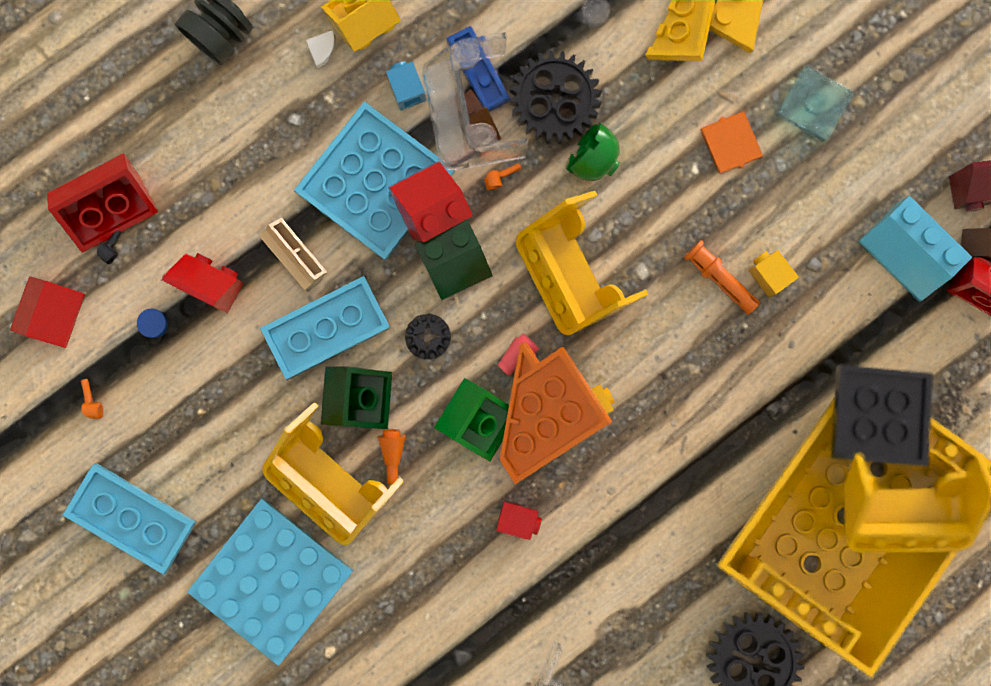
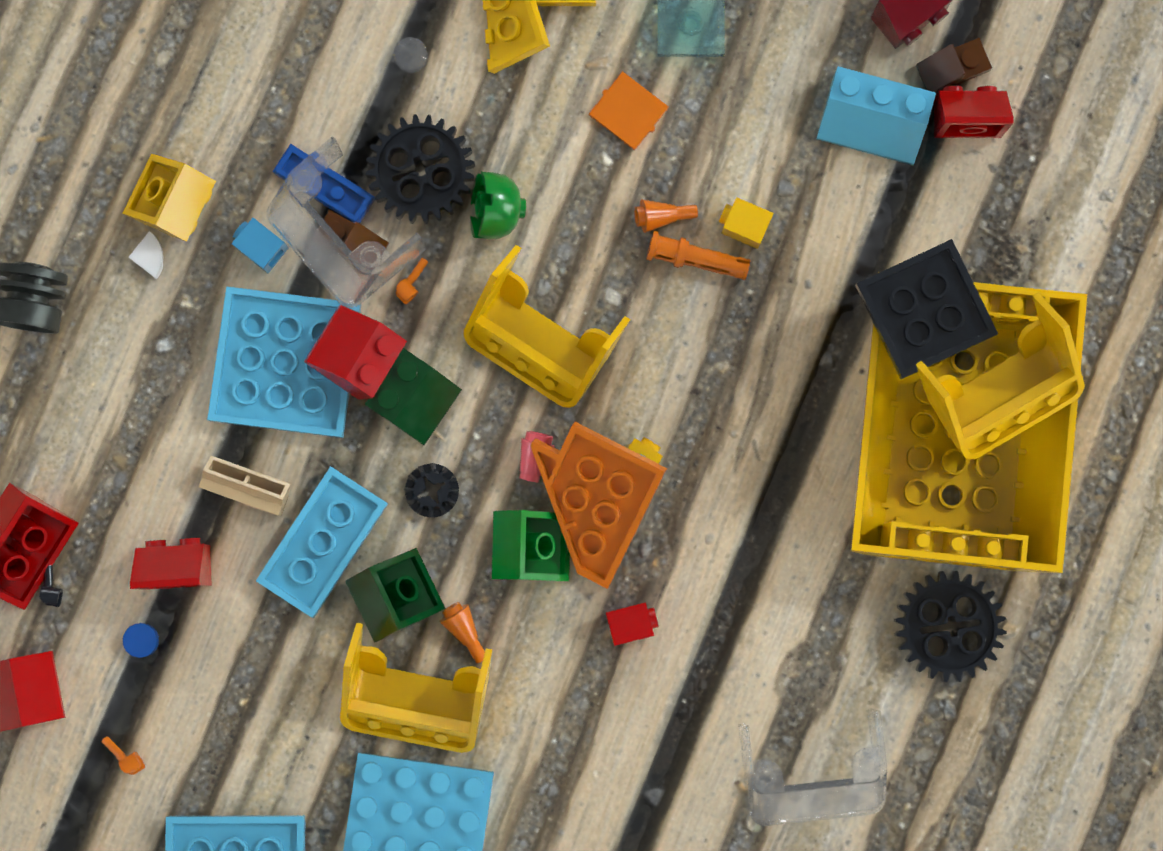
camera: 20 degrees left, 0 degrees up
(707, 228) = (654, 214): none -> orange cone

